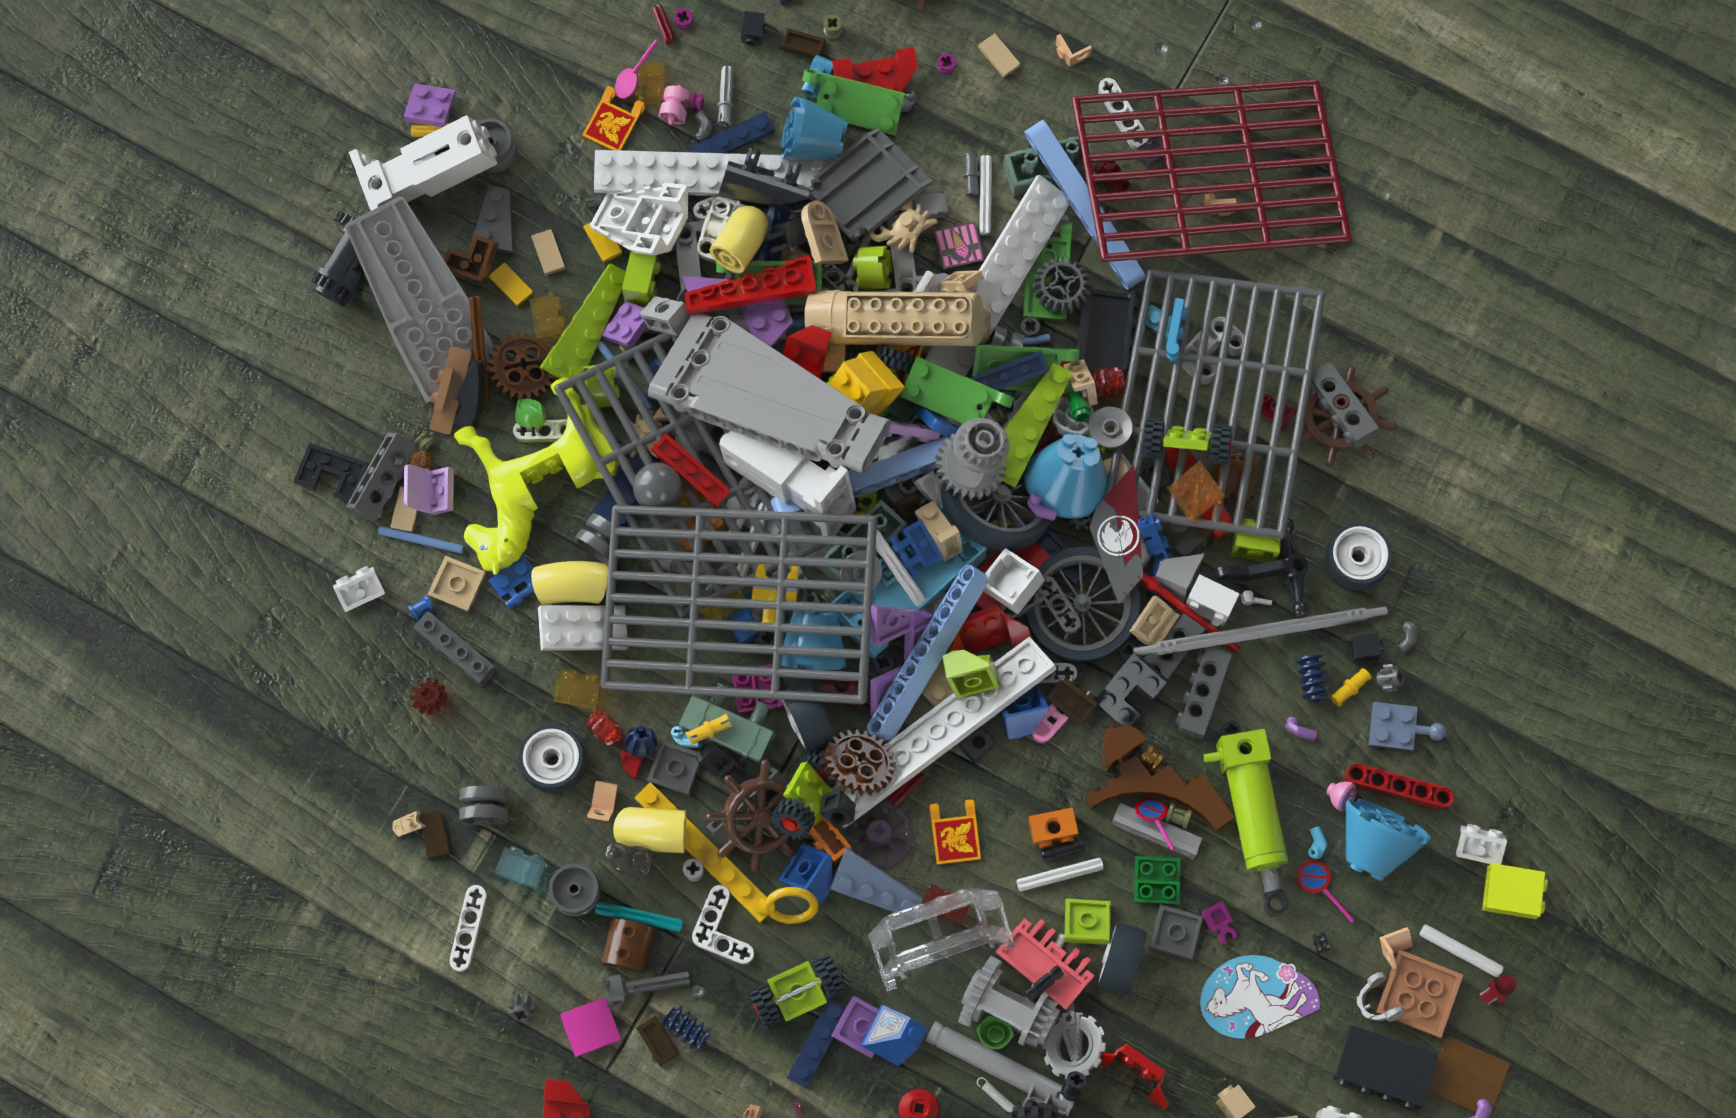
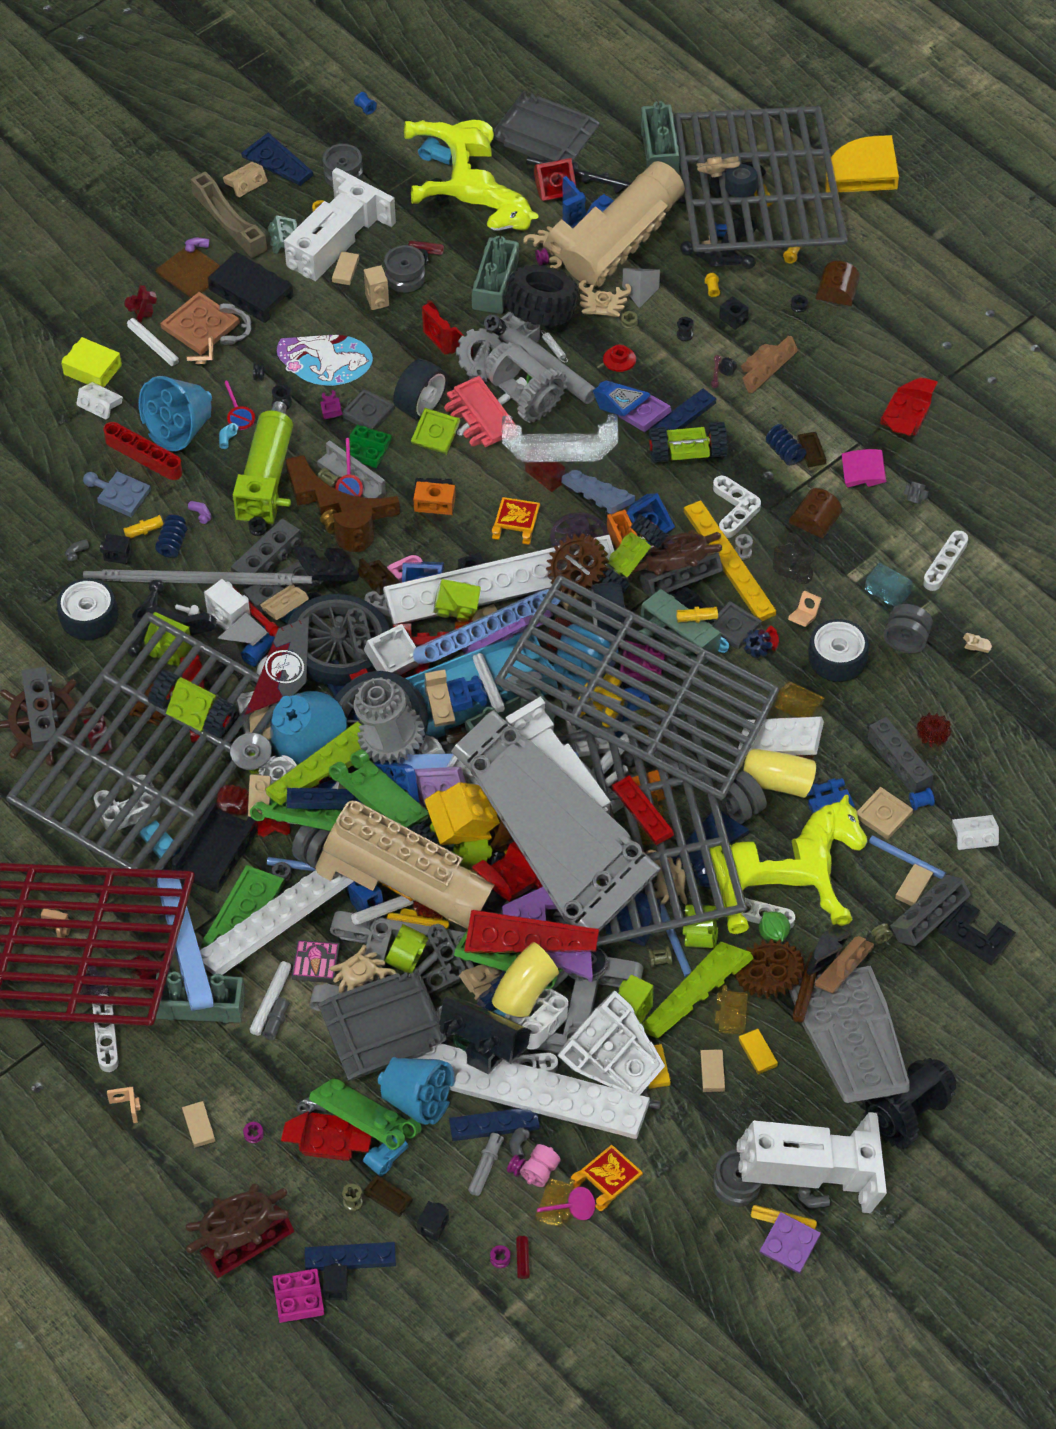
camera: 160 degrees left, 20 degrees down
(421, 459) = (889, 916): clear orange tile -> none
(428, 489) = (887, 888): lavender bracket -> none
(434, 834) = (955, 630): dark brown tile -> none
(477, 262) = (790, 1069): reddish brown brick -> none
(495, 218) = (757, 1105): dark grey wing -> none
(576, 903) = (848, 554): dark grey wheel -> none
(604, 727) = (785, 659): clear red gear -> none
(618, 989) = (832, 482): dark grey piece -> none
(626, 326) = (657, 969): medium lavender plate -> none
(639, 916) = (801, 531): teal axle -> none
(652, 829) = (768, 569): light yellow brick -> none
(657, 485) = (678, 802): dark grey piece -> none
(665, 315) = (629, 955): light grey brick -> none
(767, 905) = (675, 495): yellow piece -> none
(788, 235) = (472, 985): black hinge -> none
(823, 234) = (444, 971): tan plate -> none
(838, 808) = (609, 535): black brick -> none
(961, 281) = (332, 902): tan bracket -> none
(1040, 511) = (344, 698): medium lavender arm -> none
(1044, 983) = (489, 392): black axle -> none
(1060, 874) = (443, 469): white axle -> none
(1069, 282) = (225, 883): dark grey gear -> none
(1079, 408) = (272, 767): green cone -> none
(1152, 527) = (253, 658): blue hinge -> none
(1176, 331) = (154, 807): dark azure plate -> none
(1196, 491) = (203, 667): clear orange hinge -> none
(1340, 793) = (191, 457): bright pink brick -> none
(1390, 677) = (108, 522): dark grey gear -> none

